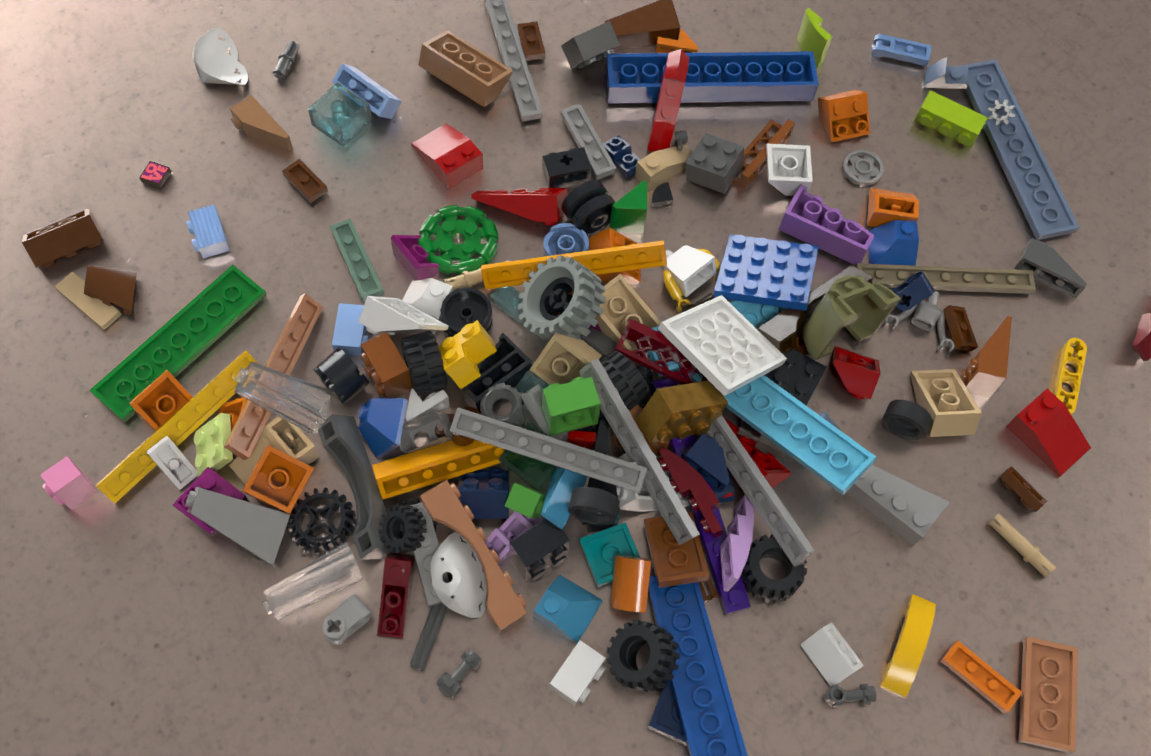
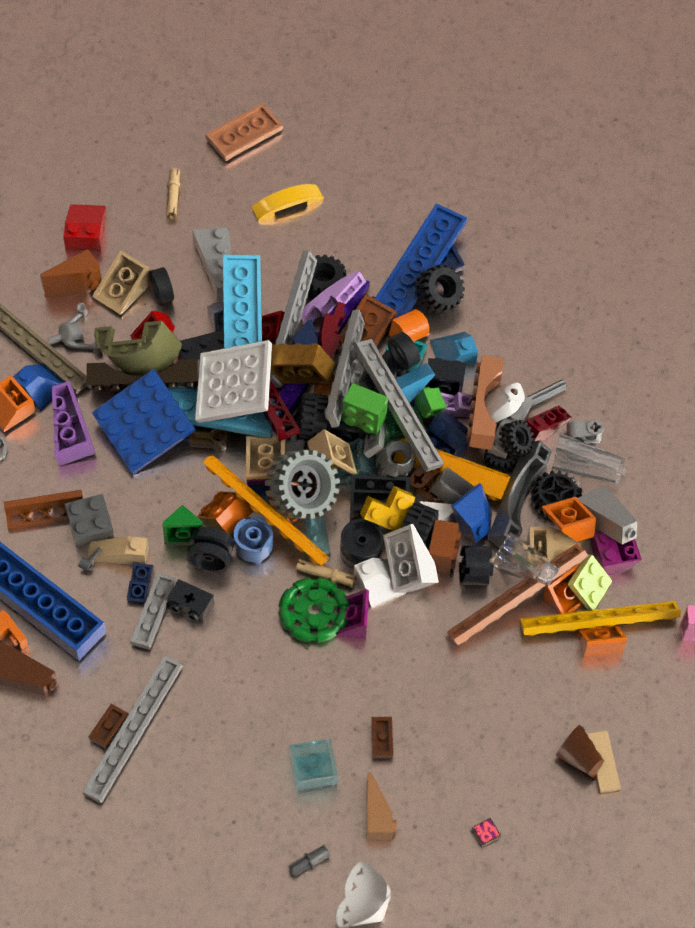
camera: 135 degrees left, 5 degrees down
(62, 238) = (590, 825): reddish brown slope -> none
(172, 462) = (622, 595): white slope -> none
(179, 340) = (560, 678): green plate -> none
(208, 231) = (482, 746): light blue brick -> none
(348, 331) = (442, 597): light blue brick -> none
(356, 259) = (396, 647): sand green plate -> none
(380, 100) = (276, 771): light blue brick -> none
(449, 155) = (261, 679): red slope -> none
(450, 684) = (552, 361): dark grey bar -> none
(464, 67) = (183, 735): medium nougat slope -> none
(539, 205) = (240, 594): red wedge -> none
(578, 673) = (479, 314): white brick -> none
(590, 46) = (78, 672): dark grey brick -> none
(662, 195) = (146, 532): black tile -> none
(668, 101) = (76, 578): red brick -> none
(687, 271) = (187, 466): white torso -> none
(789, 167) = (46, 473): white slope -> none
(831, 654) = (333, 225): white panel -> none
(837, 695) = (352, 206): dark grey bar -> none
(913, 290) = (69, 346): dark blue piece -> none
(960, 328) = (61, 310): reddish brown plate -> none
(981, 677) = (269, 162): orange plate -> none
(1029, 495) = (137, 213): reddish brown plate -> none
(1065, 376) = (32, 240): yellow beam -> none

